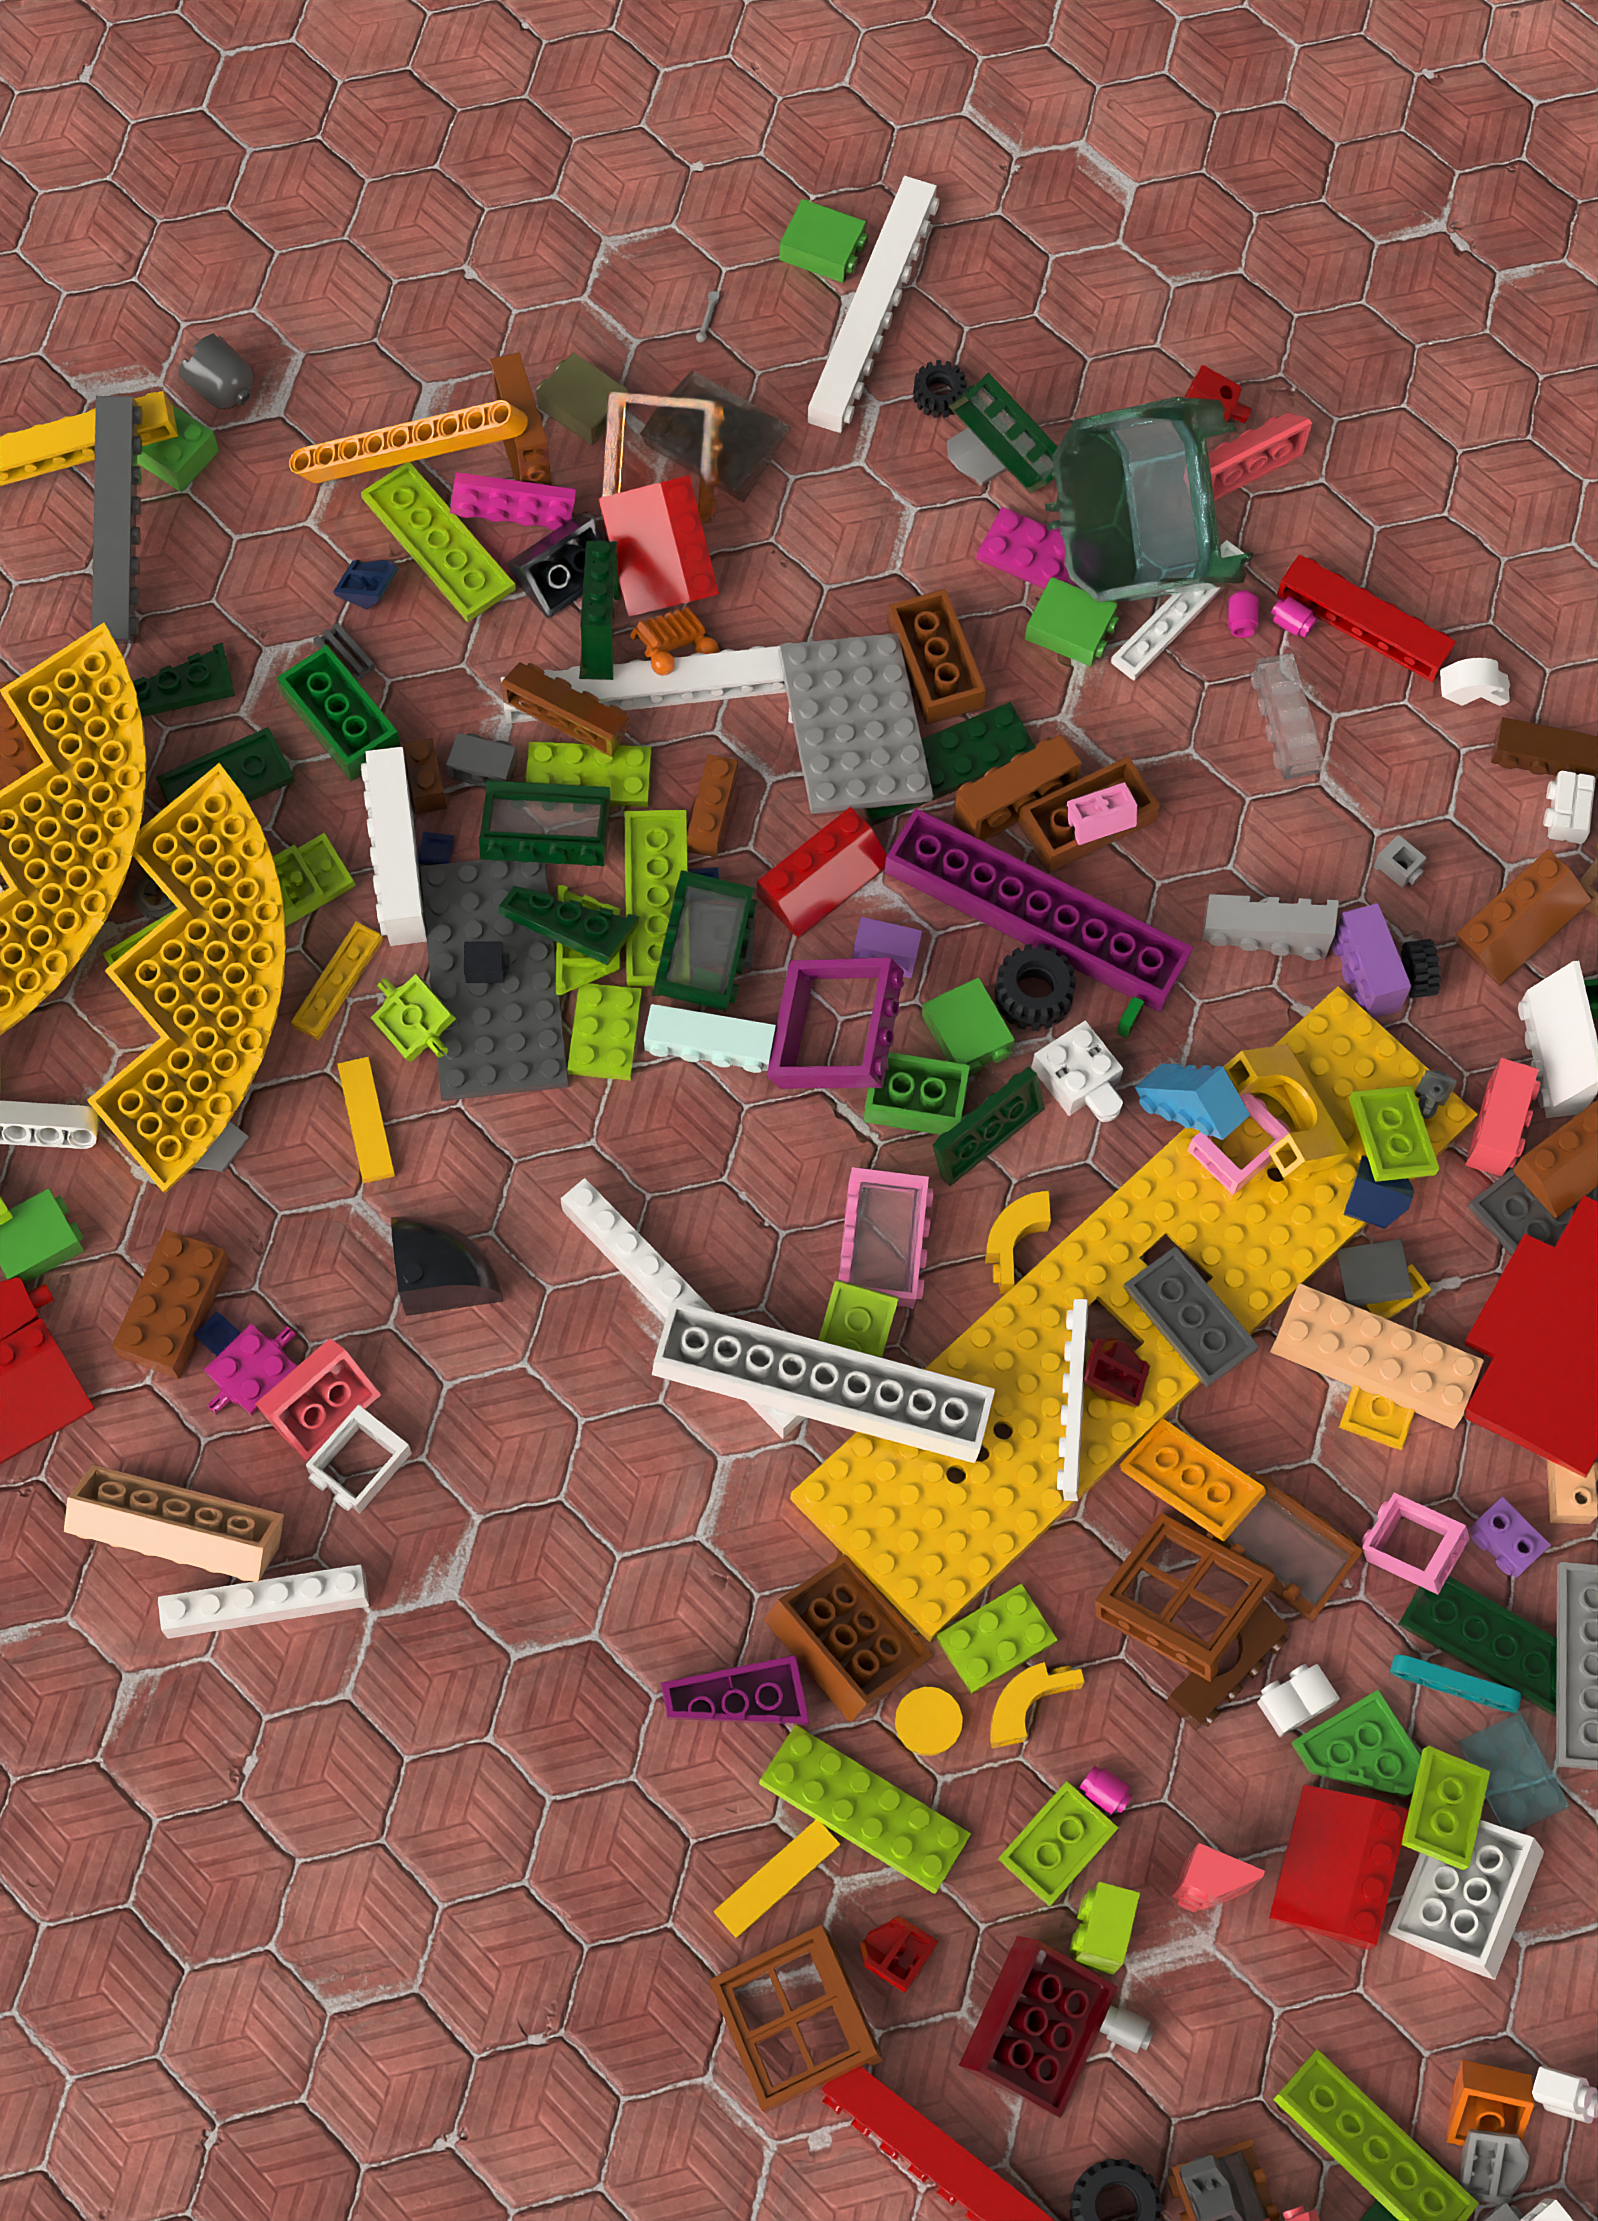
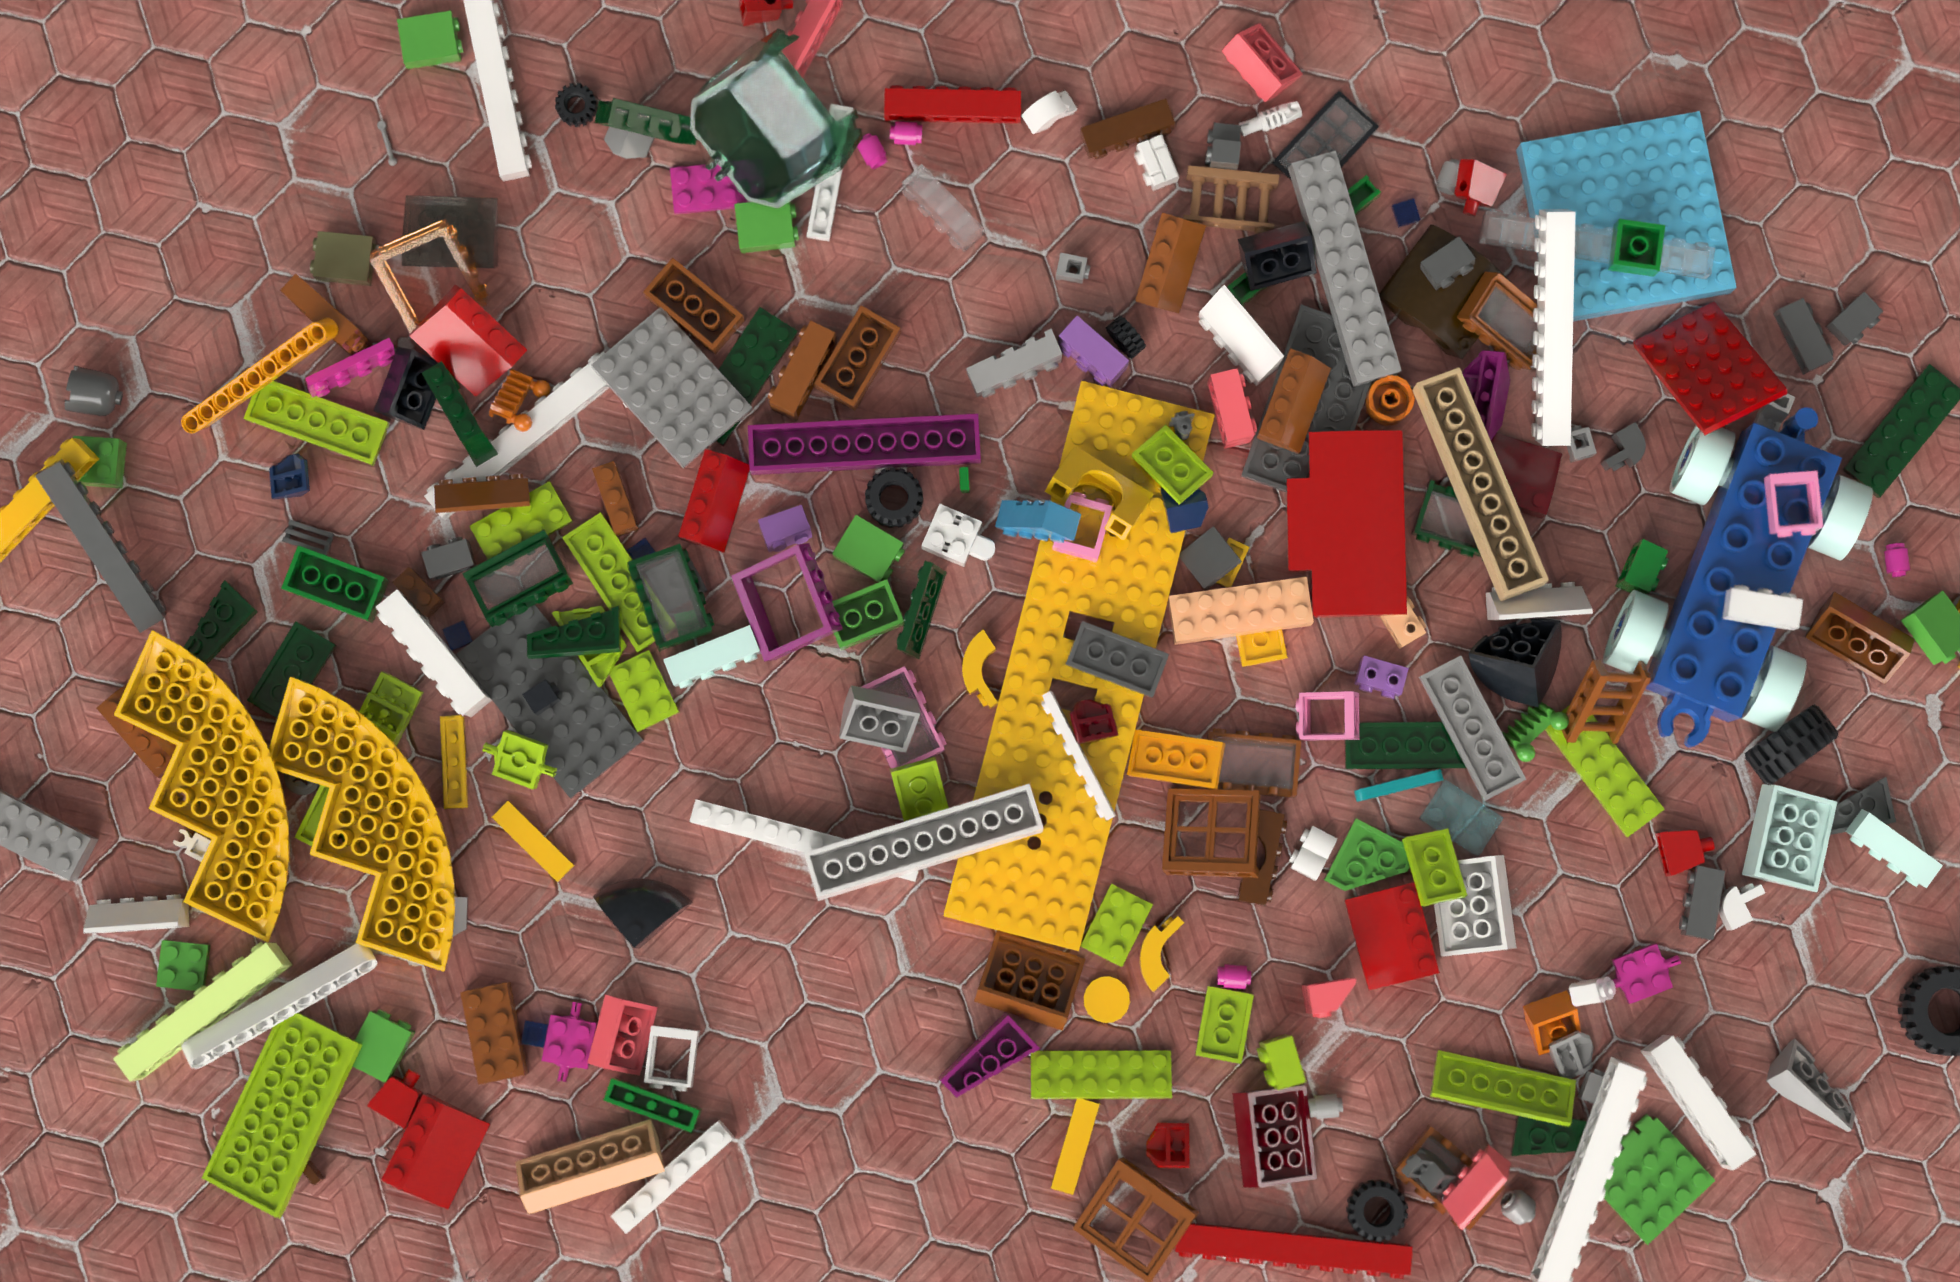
camera: 30 degrees left, 15 degrees up
(298, 1499) = (652, 1104): none -> green brick
(859, 1214) = (879, 718): none -> light grey slope
(1102, 813) = (869, 359): bright pink hinge -> none

